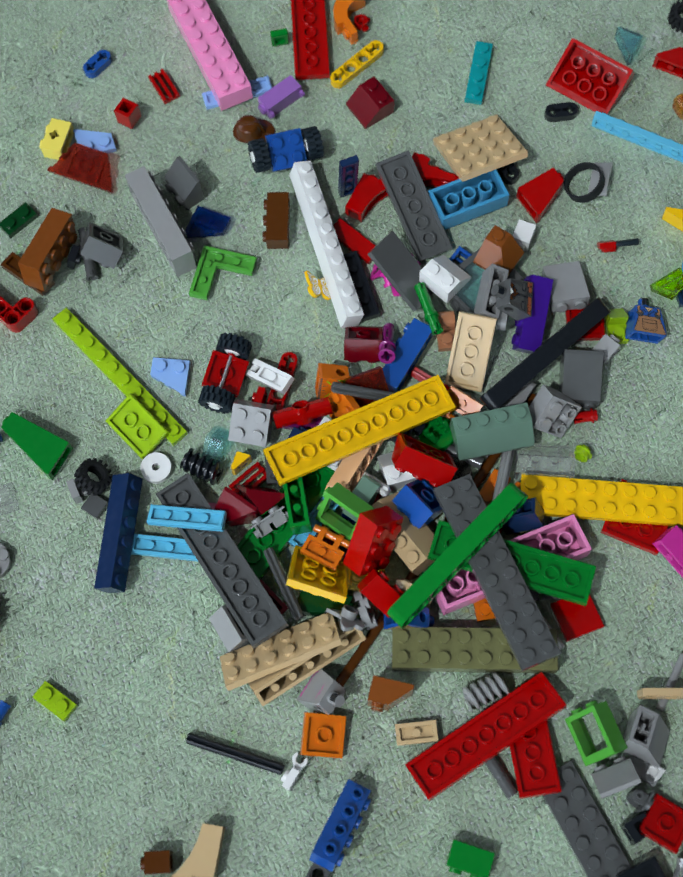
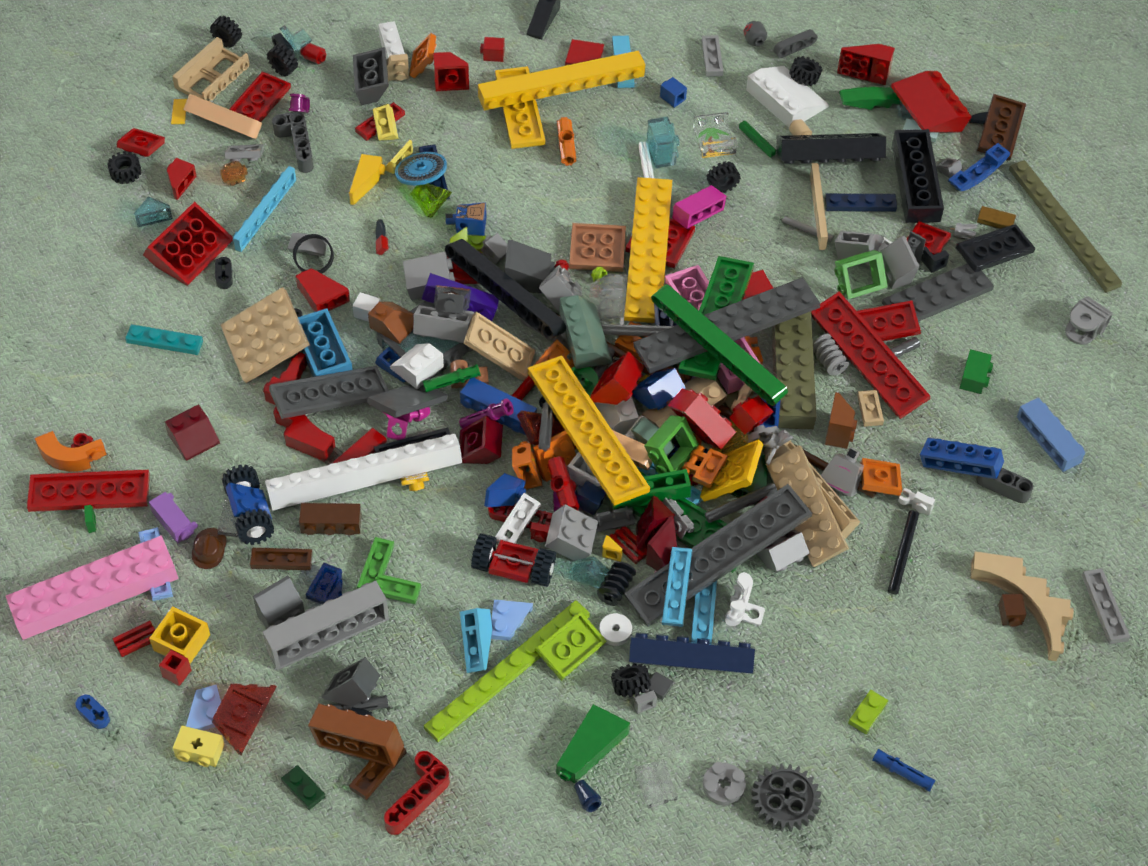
camera: 95 degrees left, 15 degrees down
(151, 345) = (476, 635): none -> medium azure slope
(157, 113) = (180, 633): none -> yellow brick
(182, 581) = (740, 605): none -> white piece
(237, 185) = (281, 558): none -> reddish brown plate
(301, 363) = (504, 491): none -> blue slope
(348, 175) = (297, 436): dark blue tile -> none
(358, 65) = (134, 448): yellow beam -> none
(621, 451) = (597, 246): none -> nougat plate

